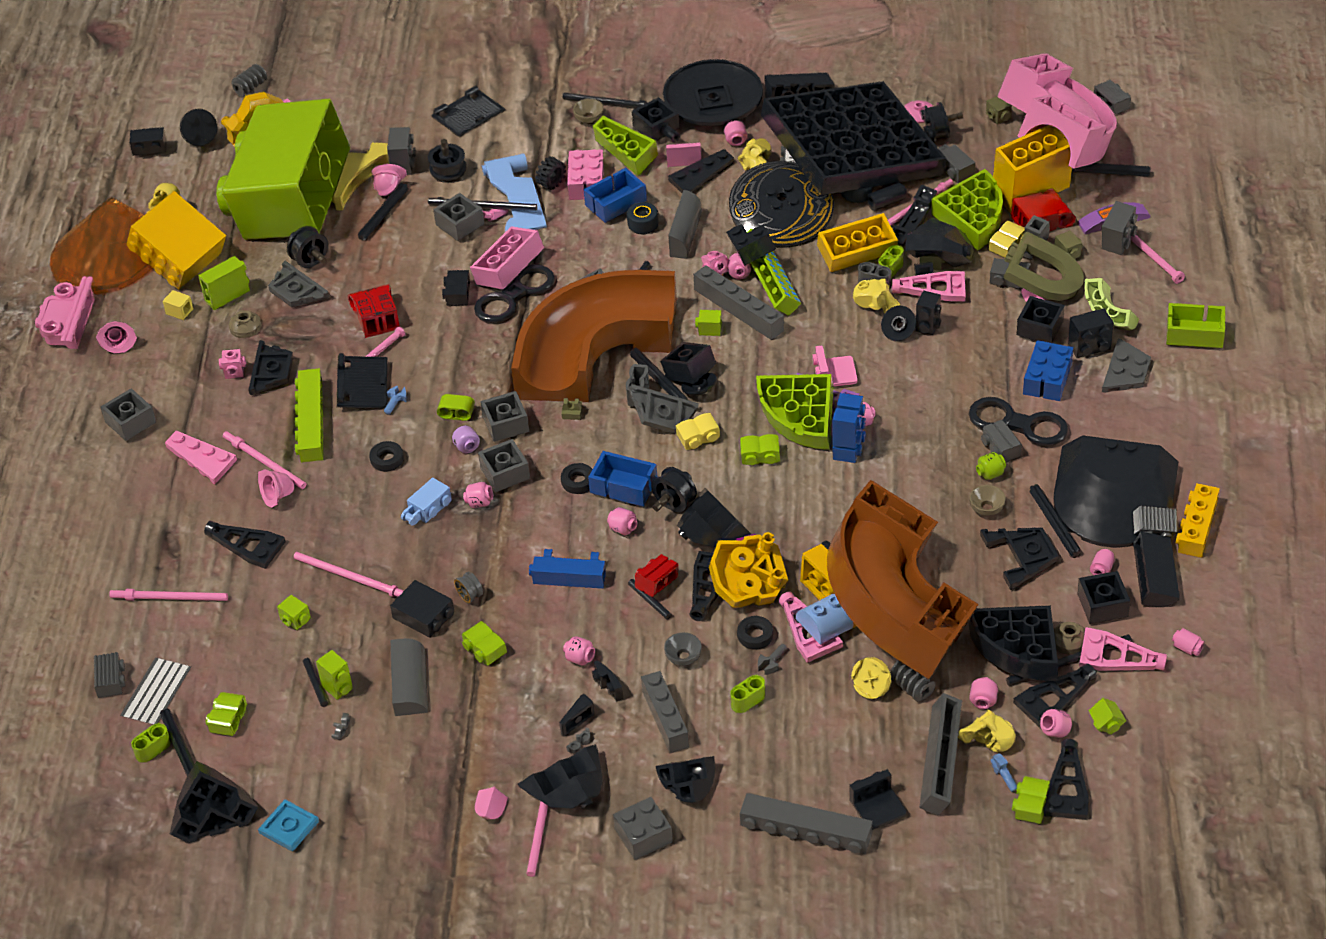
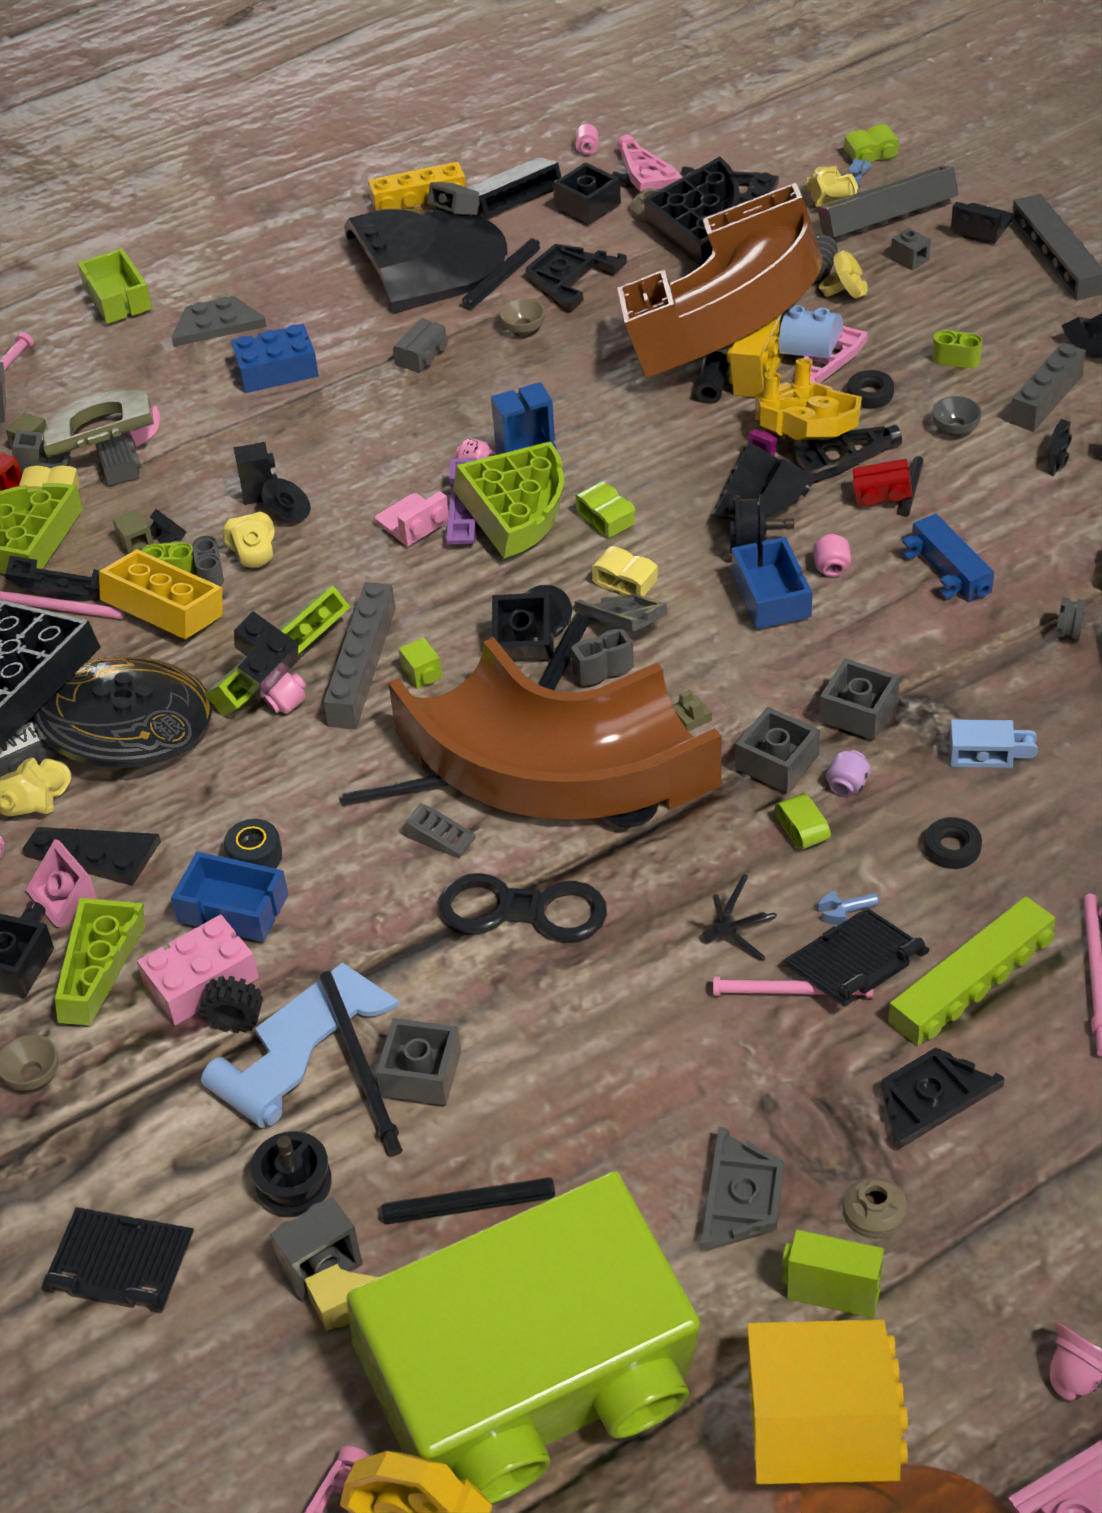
camera: 125 degrees left, 0 degrees up
(178, 305) = (929, 1329): light yellow brick -> none
(232, 363) = (977, 1138): bright pink brick -> none
(307, 247) = (665, 1205): black wheel -> none
(375, 310) = (703, 1035): red piece -> none
(387, 178) = (395, 1230): bright pink piece -> none
(424, 348) = (726, 925): none -> black plant
(456, 287) = (571, 970): black brick -> none
(478, 495) = (925, 701): bright pink head -> none
(494, 214) = (370, 1041): bright pink bar -> none
(507, 257) = (470, 933): bright pink brick -> none
(576, 469) = (800, 652): black tyre -> none
(579, 650) = (1048, 484): bright pink head -> none
(684, 225) = (242, 789): dark grey brick -> none
(716, 261) = (302, 710): bright pink brick -> none
(773, 667) = (900, 363): dark grey bar -> none
(880, 739) = (910, 249): none -> dark grey brick
(941, 239) = (108, 518): black brick -> none
(954, 283) = (178, 490): bright pink plate -> none
(991, 465) = (467, 333): lime head -> none
(1020, 422) = (372, 354): black bar -> none
(1040, 320) = (193, 392): black brick -> none
(1056, 723) = (773, 160): bright pink head -> none
(1064, 805) = (799, 149): black plate -> none
(1090, 333) = (191, 343): black brick -> none
(1098, 297) = (140, 347): yellowish green brick -> none
(1102, 562) = (536, 219): bright pink brick -> none
(1107, 716) = (732, 140): lime brick -> none

